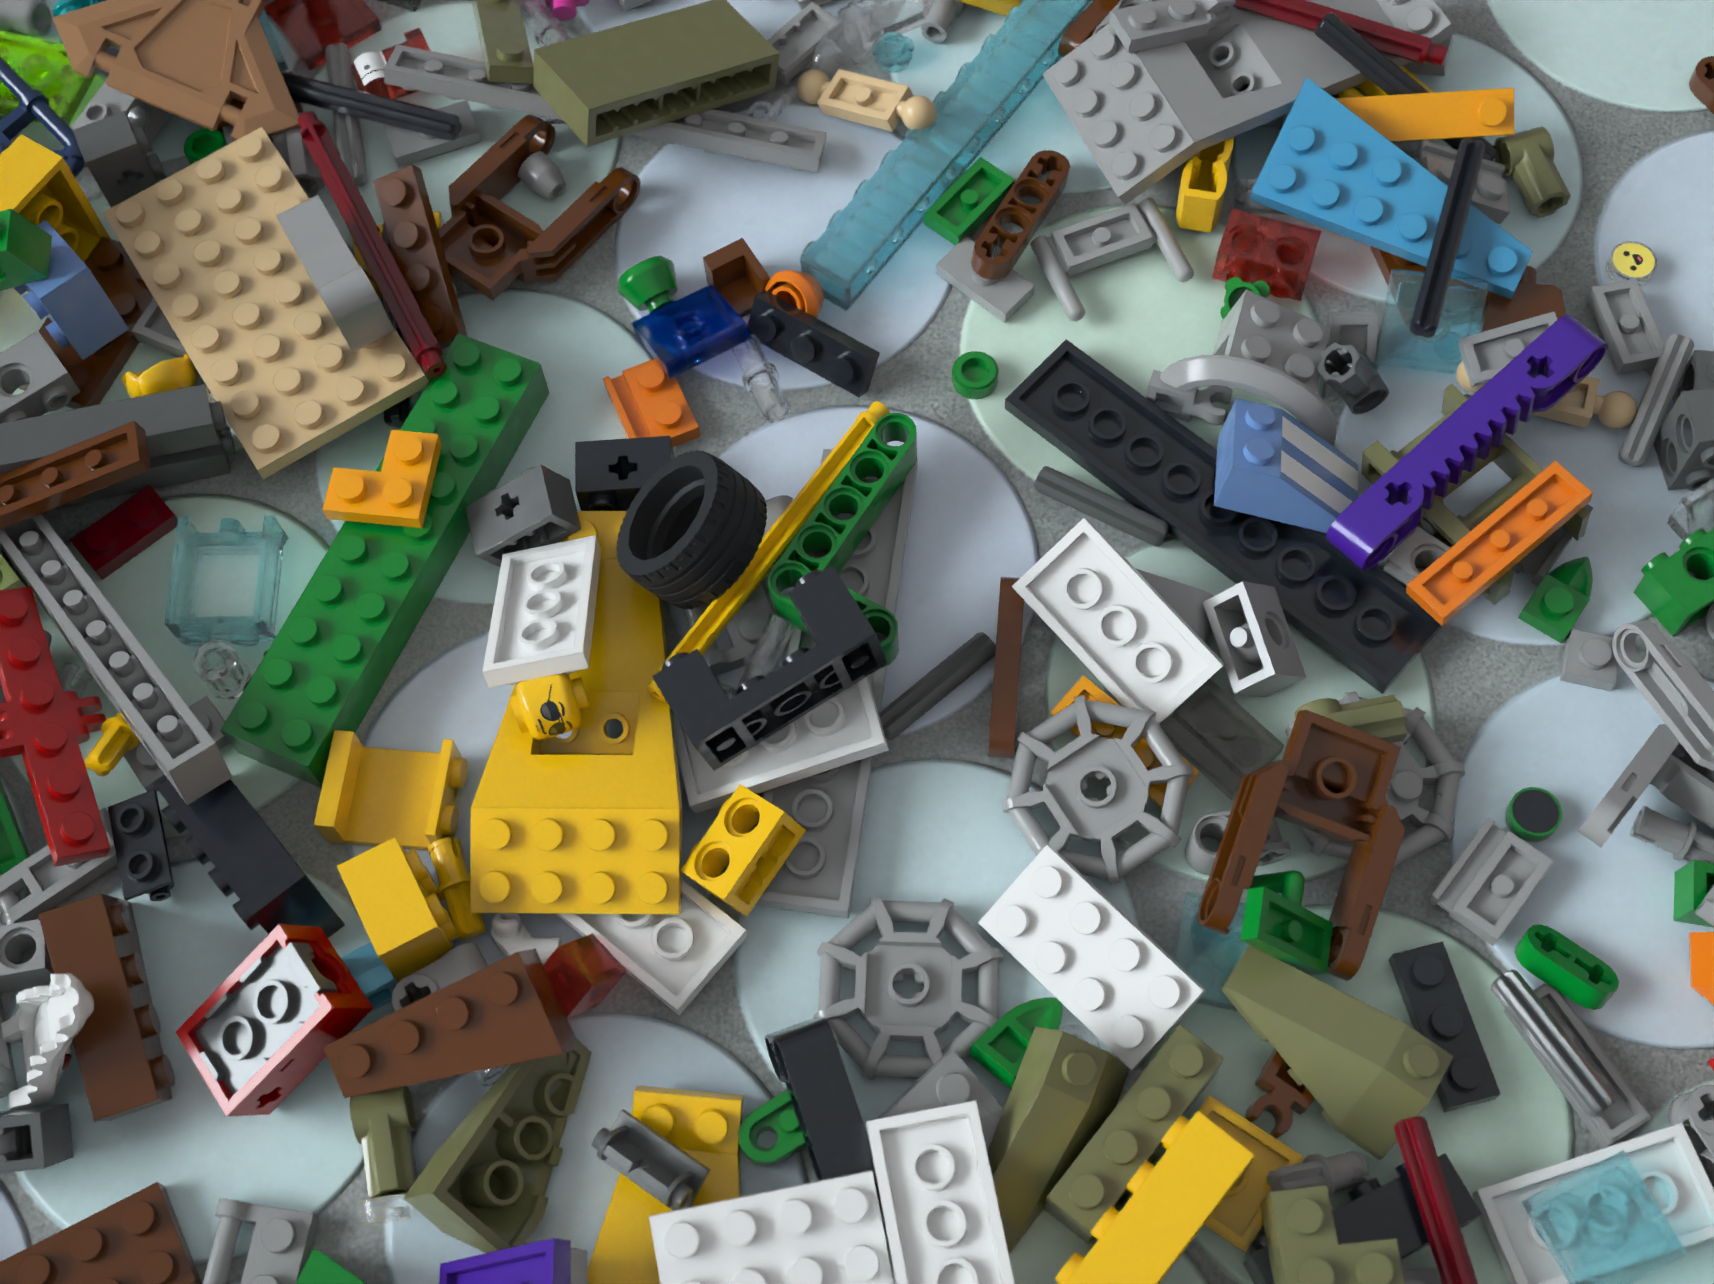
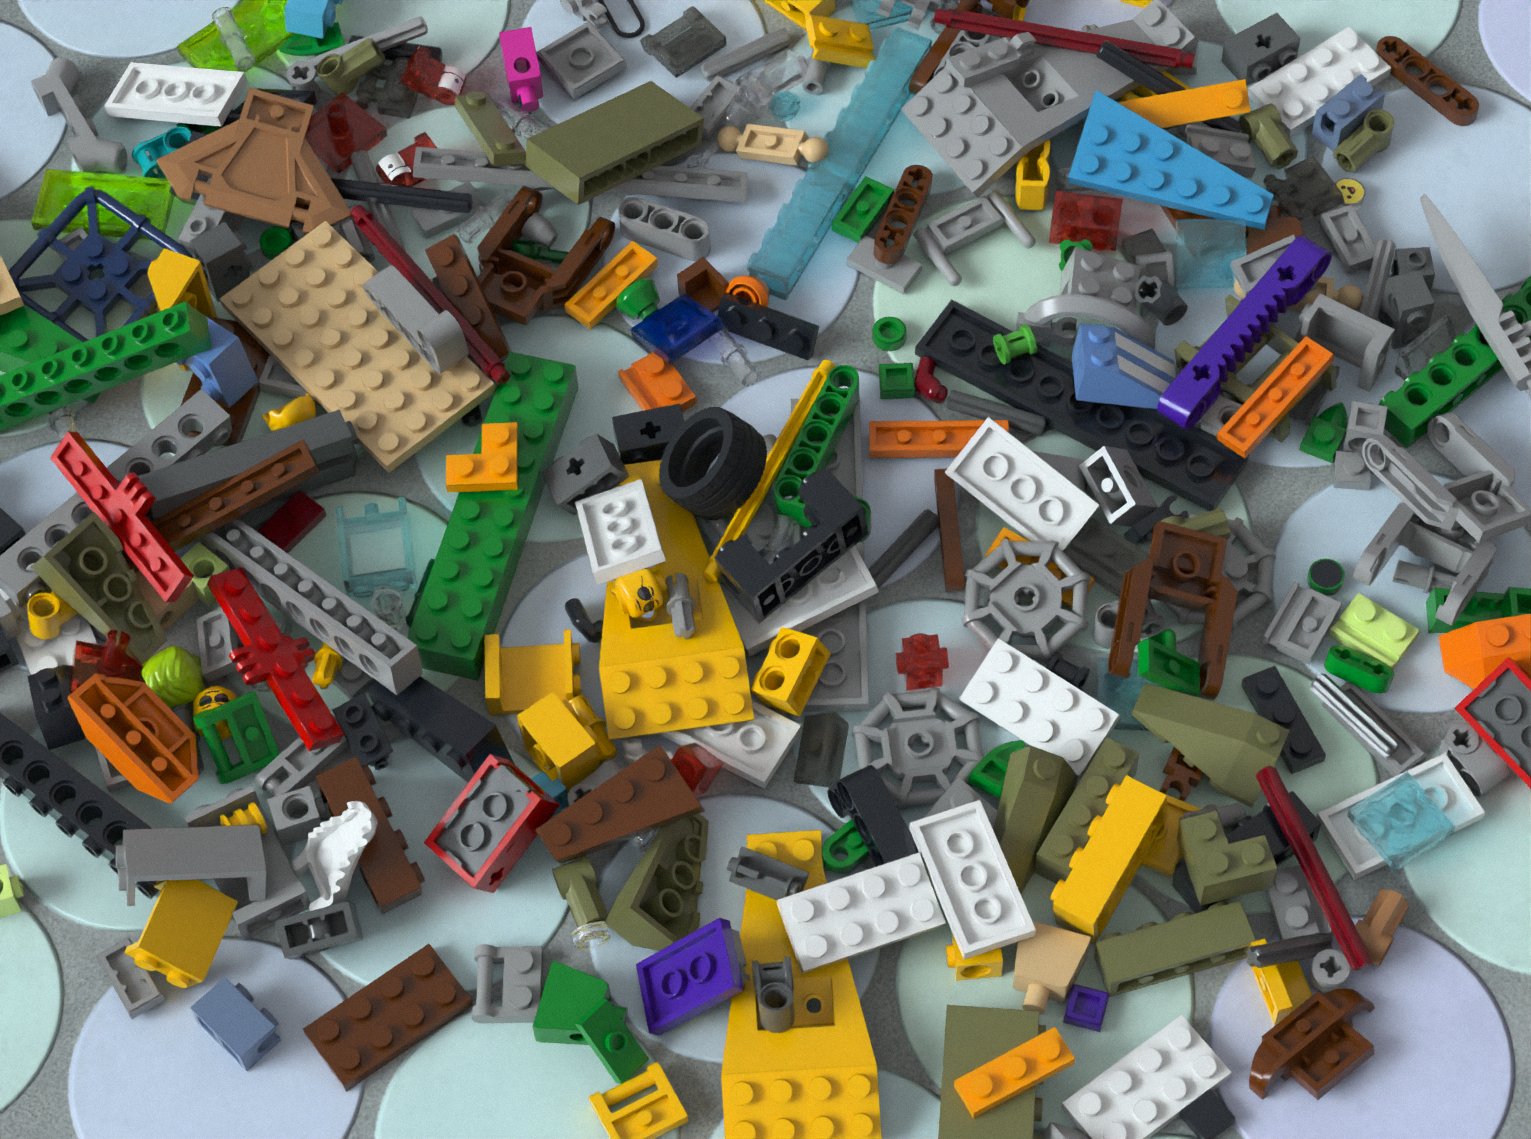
camera: 10 degrees left, 5 degrees down
(465, 154) = (485, 216): none -> clear pin
(476, 722) = (582, 622): none -> black arm
(528, 201) = (537, 251): none -> dark green plate
(598, 271) = (600, 293): none -> light orange plate
(603, 733) = (680, 606): none -> light grey axle
(703, 193) = (664, 228): none -> light grey beam
(771, 969) = (821, 750): none -> clear smoke slope
(934, 875) = (922, 661): none -> clear red brick
(973, 442) = (896, 381): none -> green tile
(996, 528) = (922, 438): none -> orange plate
(1013, 452) = (927, 384): none -> dark red arm
(1140, 906) = (1068, 671): none -> black bush
(1141, 414) = (1015, 344): none -> bright green bush
(1282, 705) = (1144, 528): none -> black plate
(1338, 296) = (1142, 244): none -> clear smoke tile
(1447, 238) = (1212, 192): black axle -> none
(1537, 52) = (1260, 49): none -> dark grey brick
(1585, 249) = (1311, 183): none -> clear smoke plate
(1594, 909) = (1373, 631): none -> yellowish green plate
(1611, 465) = (1348, 336): none -> light grey panel
(1613, 105) = (1317, 77): none -> white plate
(1618, 599) = (1363, 423): none -> light grey brick
(1652, 150) = (1347, 111): none -> sand blue brick
(1667, 193) = (1365, 141): none -> olive piece

